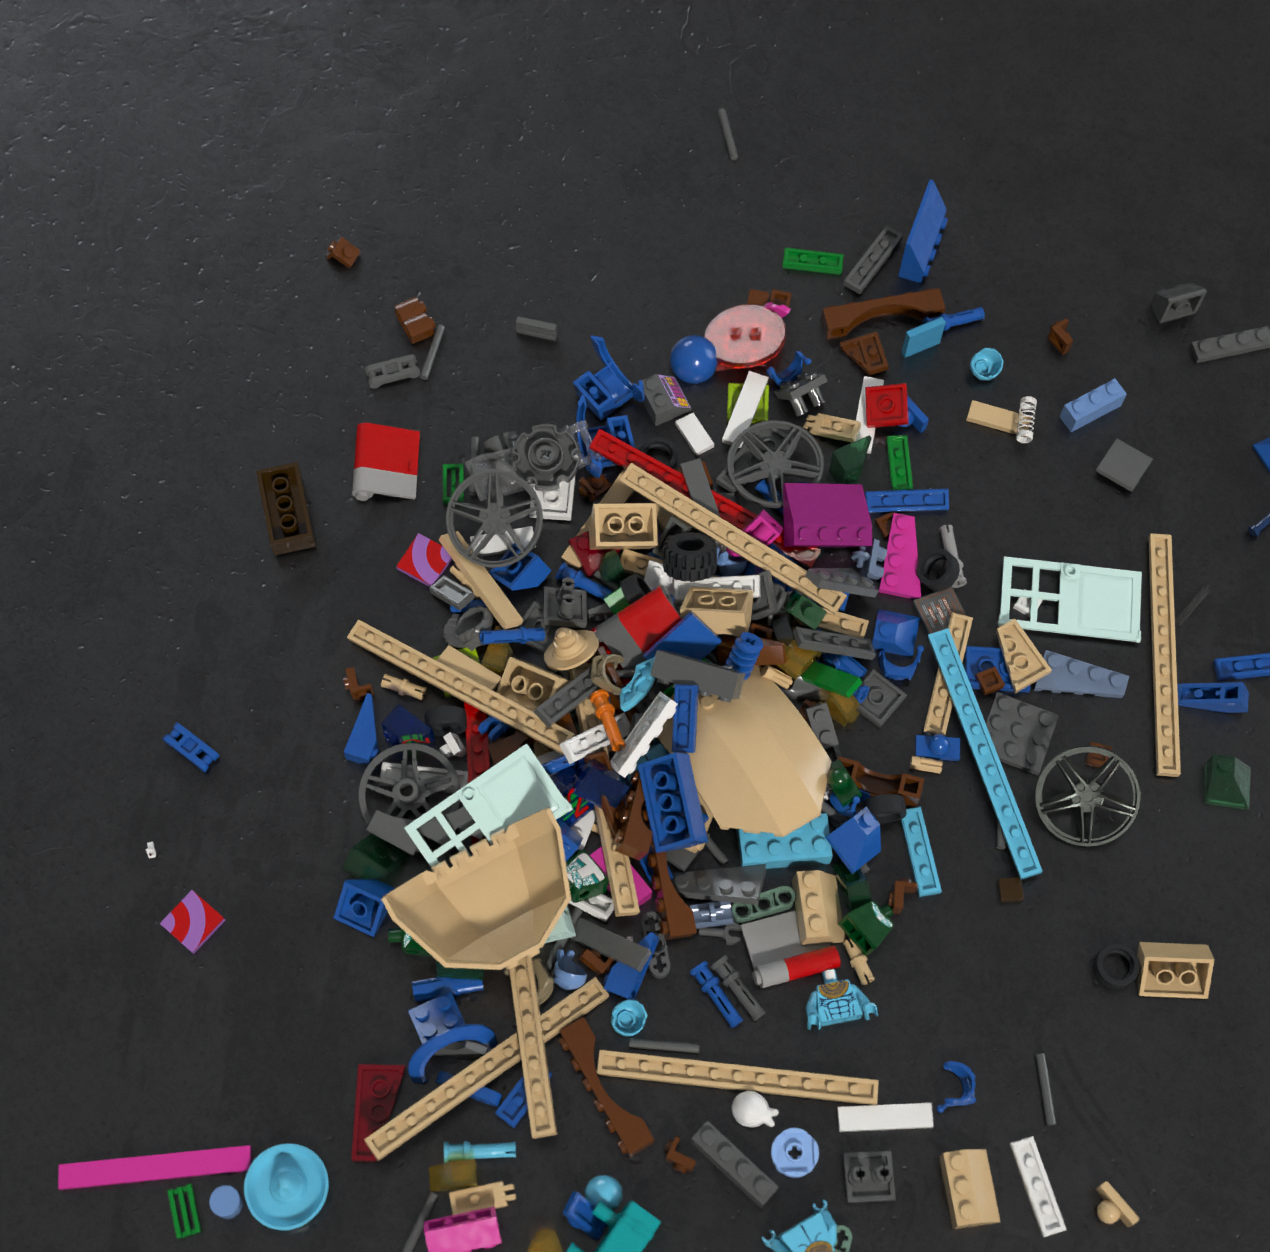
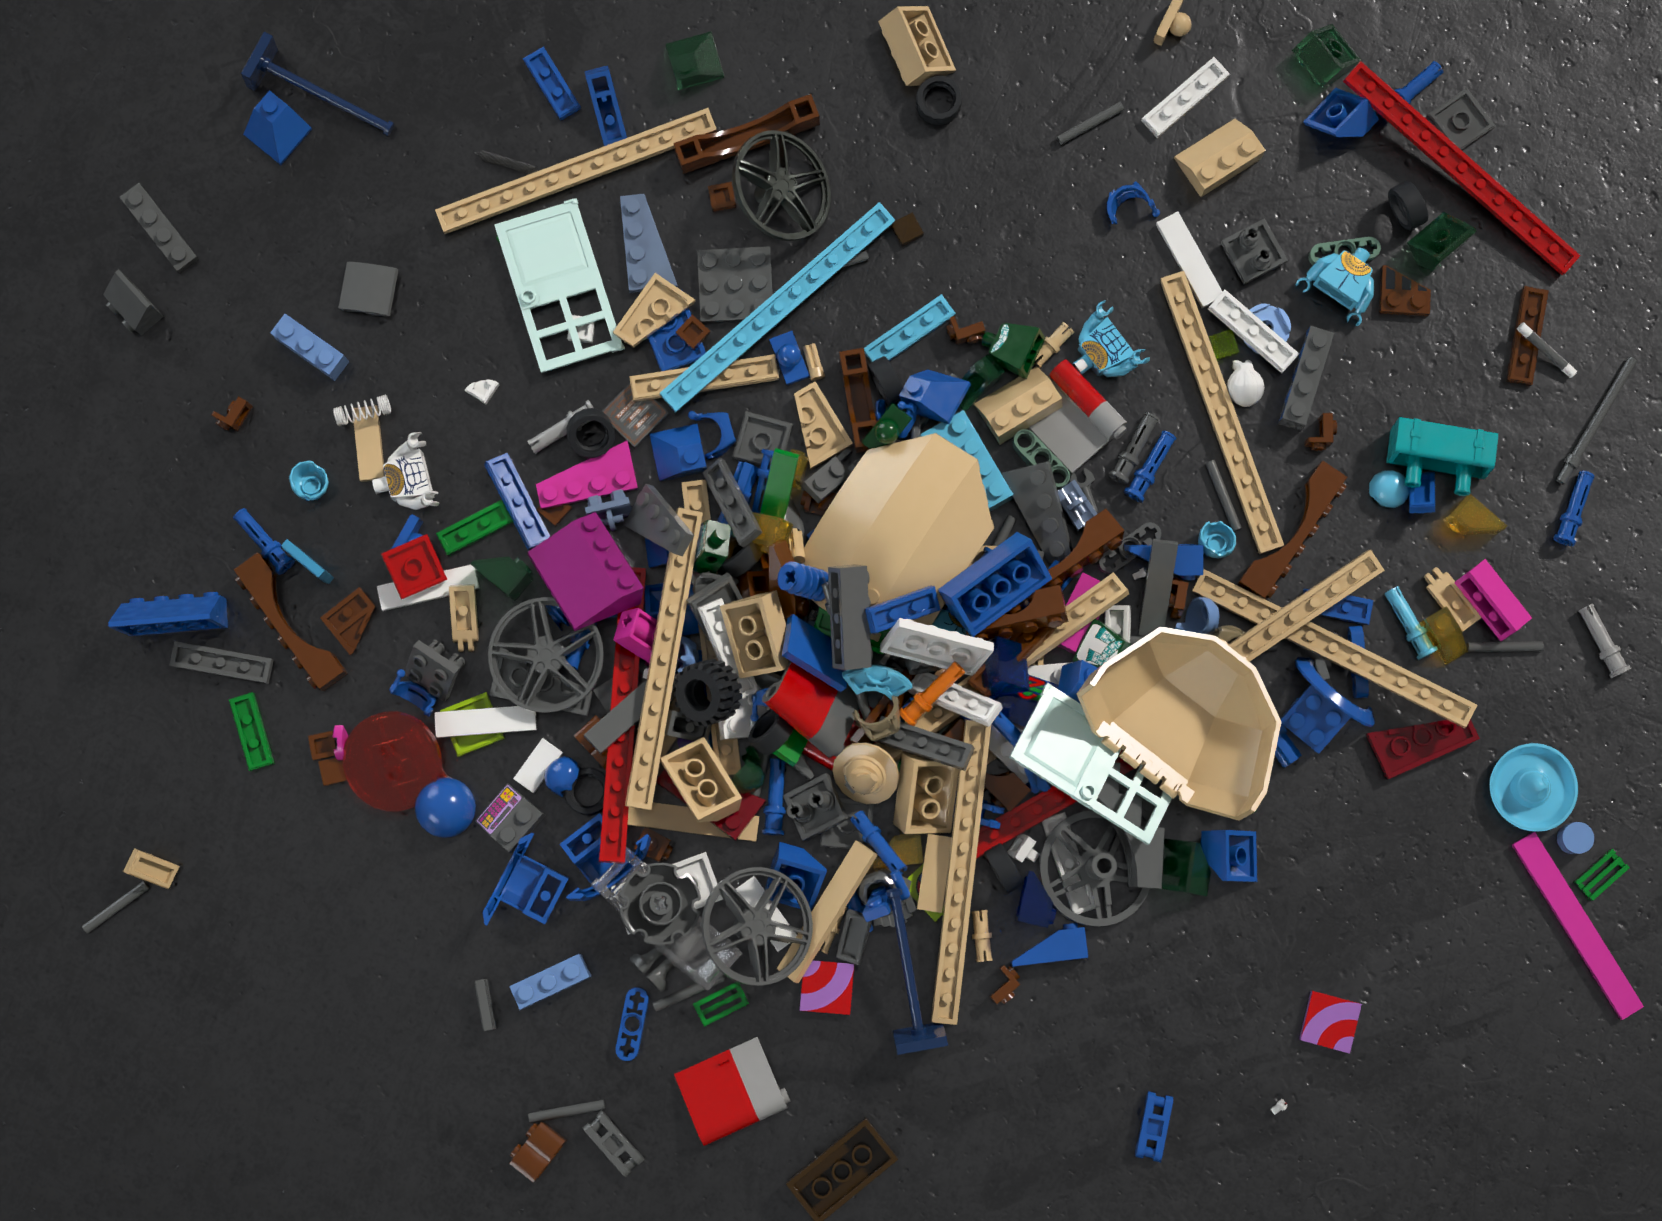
camera: 110 degrees left, 15 degrees up
(353, 600) = (919, 1036): none -> dark blue tile
(466, 410) = (623, 1041): none -> blue beam
(468, 617) = (878, 902): none -> blue plate
(530, 376) = (550, 981): none -> medium blue brick
(679, 441) = (561, 775): none -> blue hair
(743, 159) = (151, 868): none -> tan tile
(796, 1109) = (1224, 344): none -> clear neon green tile
(796, 1137) = (1253, 331): none -> white tile
(870, 745) = (820, 426): none -> tan wing
(960, 432) = (407, 476): none -> white torso
(1007, 513) = (482, 390): none -> white tile
(1143, 761) = (713, 147): none -> reddish brown arch

